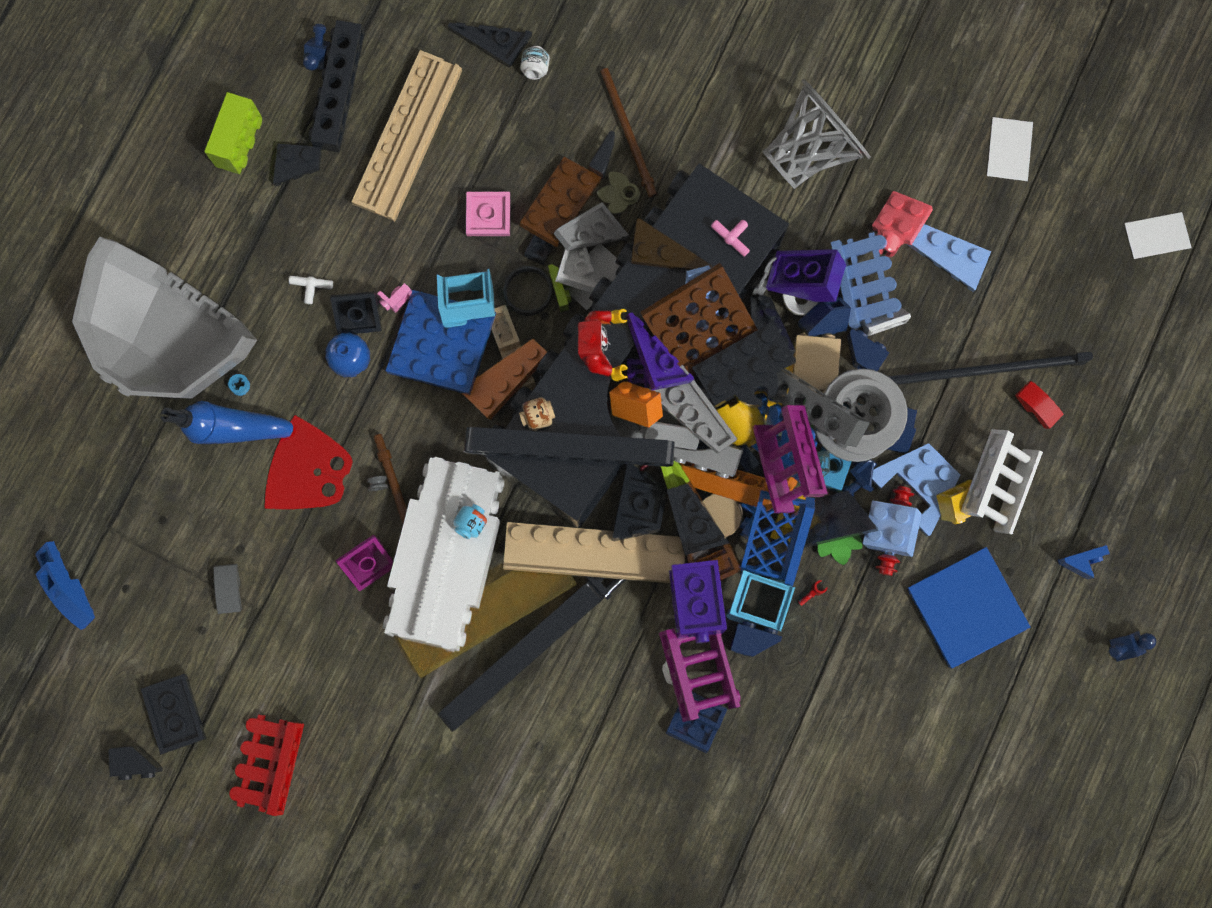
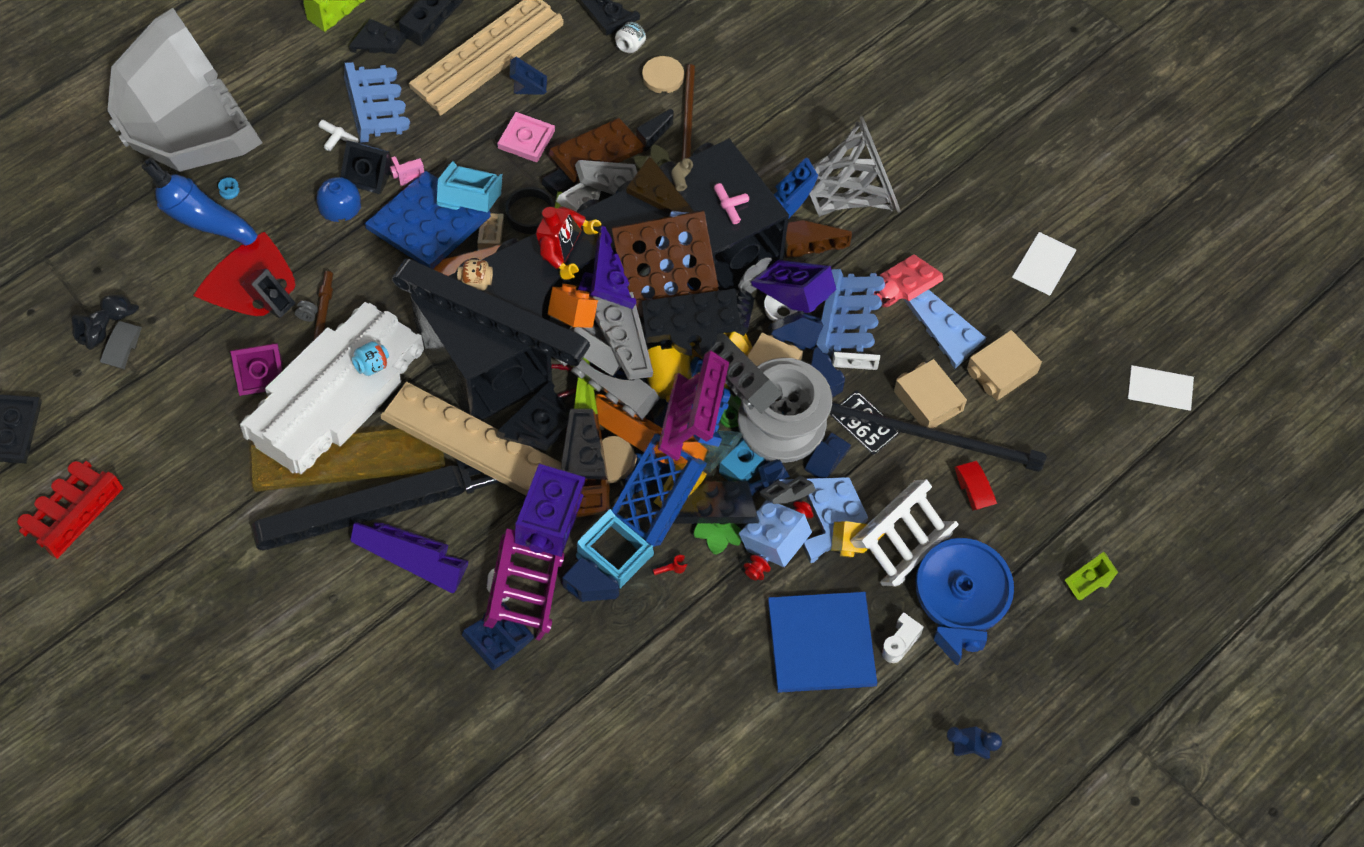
camera: 20 degrees right, 20 degrees down
(195, 586) = (91, 329): none -> black animal
(329, 244) = (372, 109): none -> medium blue fence
(334, 480) = (268, 292): none -> slope
(459, 150) = (527, 78): none -> dark blue slope
(582, 89) = (663, 74): none -> tan tile
(587, 676) = (413, 553): none -> dark purple wedge
(672, 223) = (679, 173): none -> dark tan arm
(769, 178) = (796, 186): none -> blue slope
(801, 211) = (810, 237): none -> reddish brown slope
(888, 483) = (784, 493): none -> dark grey slope
(925, 392) = (869, 435): none -> black sticker
(965, 331) = (929, 394): none -> tan brick
(1018, 274) = (1003, 365): none -> tan brick
(1036, 578) = (899, 644): none -> white leg
(1070, 508) = (964, 585): none -> blue dish
(1173, 451) = (1091, 576): none -> lime slope

